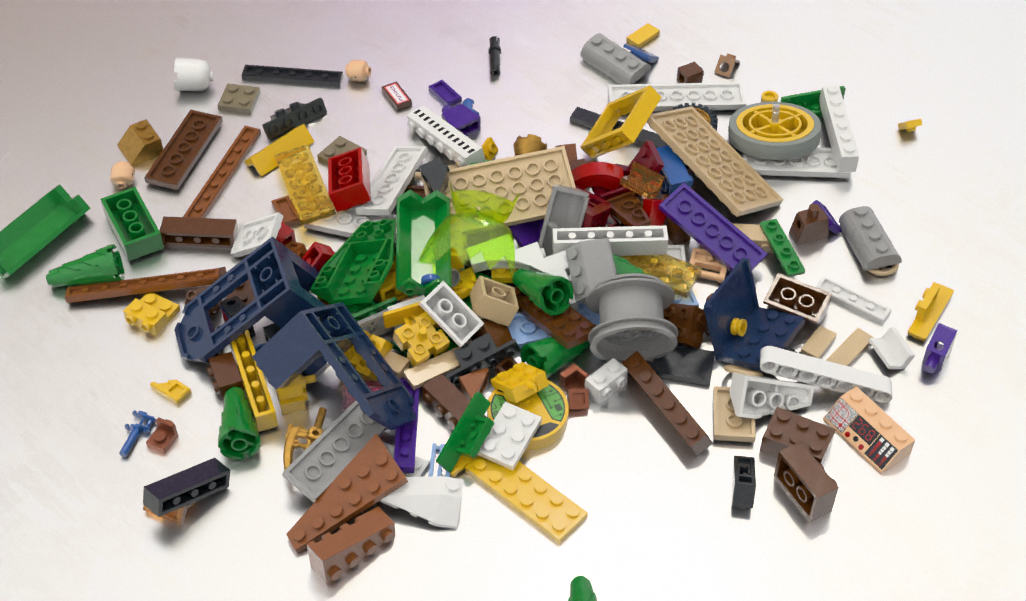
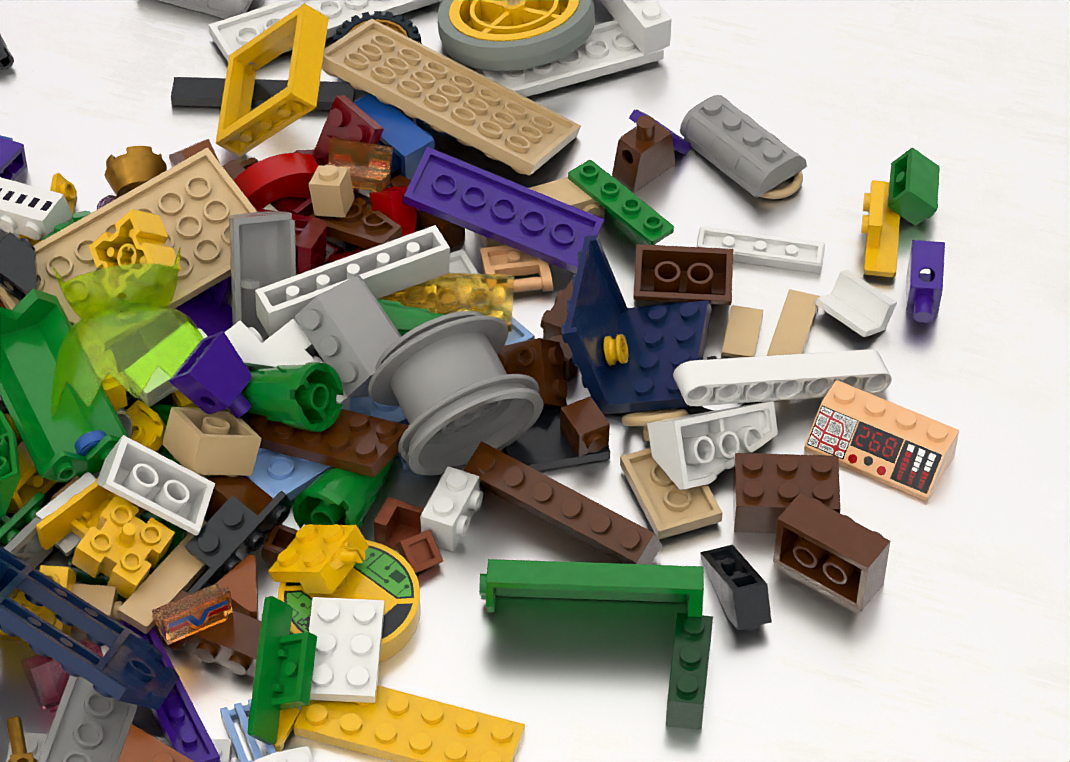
camera: 25 degrees left, 0 degrees up
(439, 387) = (193, 613): none -> clear orange panel
(501, 182) = (137, 240): none -> yellow brick
(507, 267) = (214, 377): none -> dark purple torso
(622, 190) = (331, 191): none -> tan brick
(660, 448) = (594, 582): none -> green panel
(692, 518) = (689, 671): none -> dark green brick
(700, 362) = (584, 426): none -> reddish brown brick
(959, 294) = (914, 186): none -> green brick

